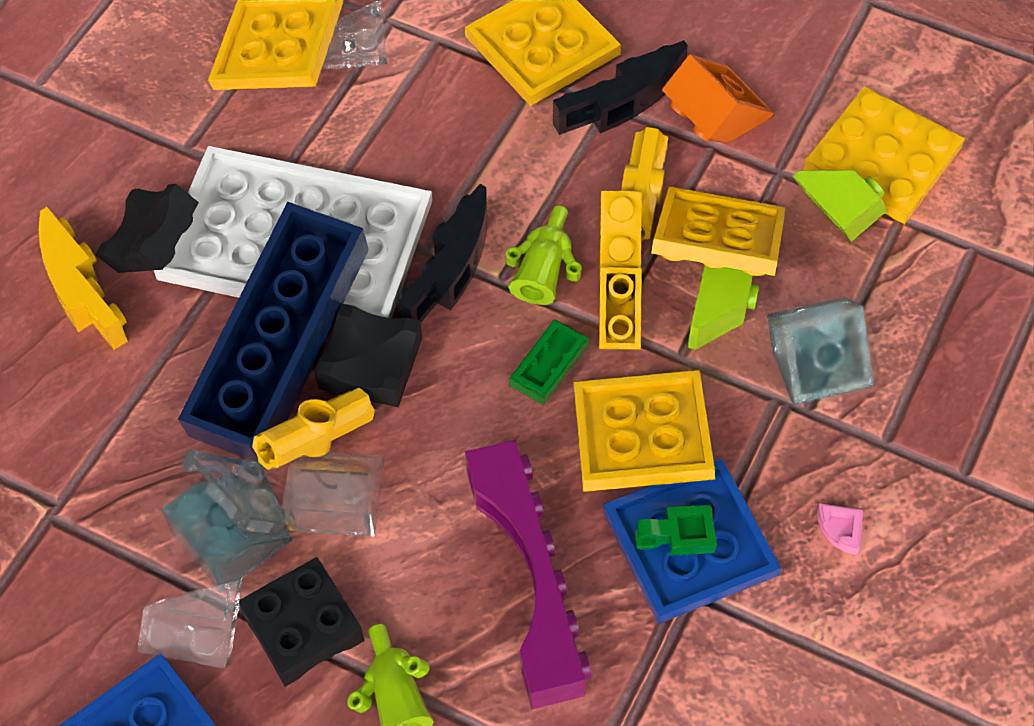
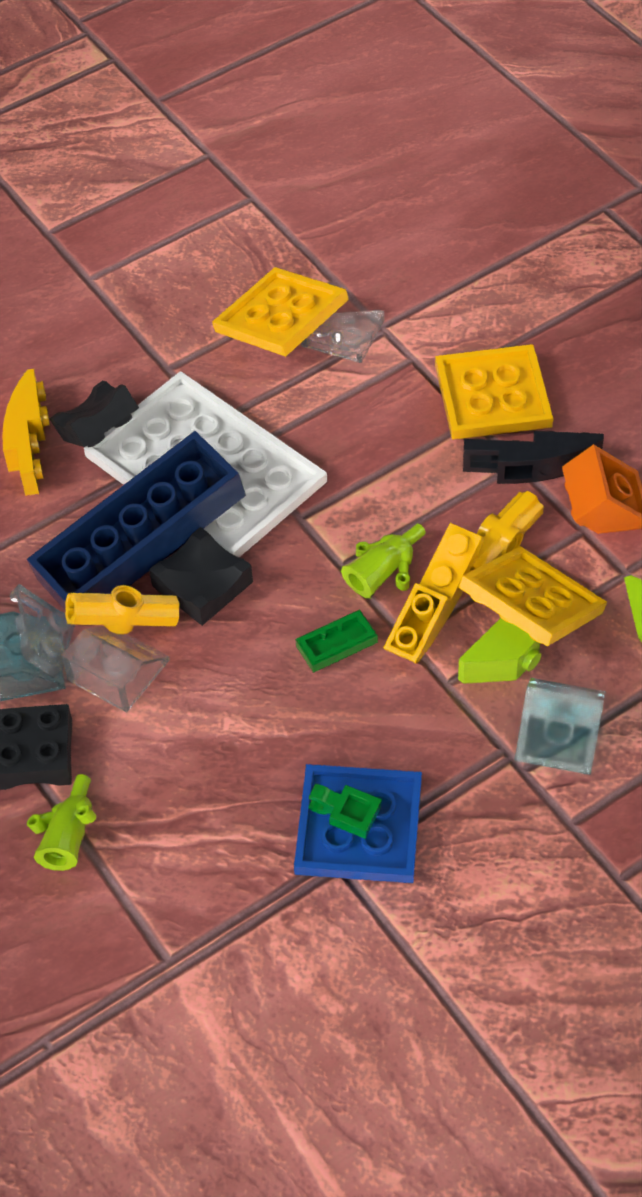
camera: 30 degrees right, 5 degrees down
(456, 258) = (321, 527): black slope -> none
(548, 655) = (193, 854): magenta arch -> none
(643, 431) = (371, 722): yellow plate -> none
(841, 526) = (490, 870): bright pink tile -> none

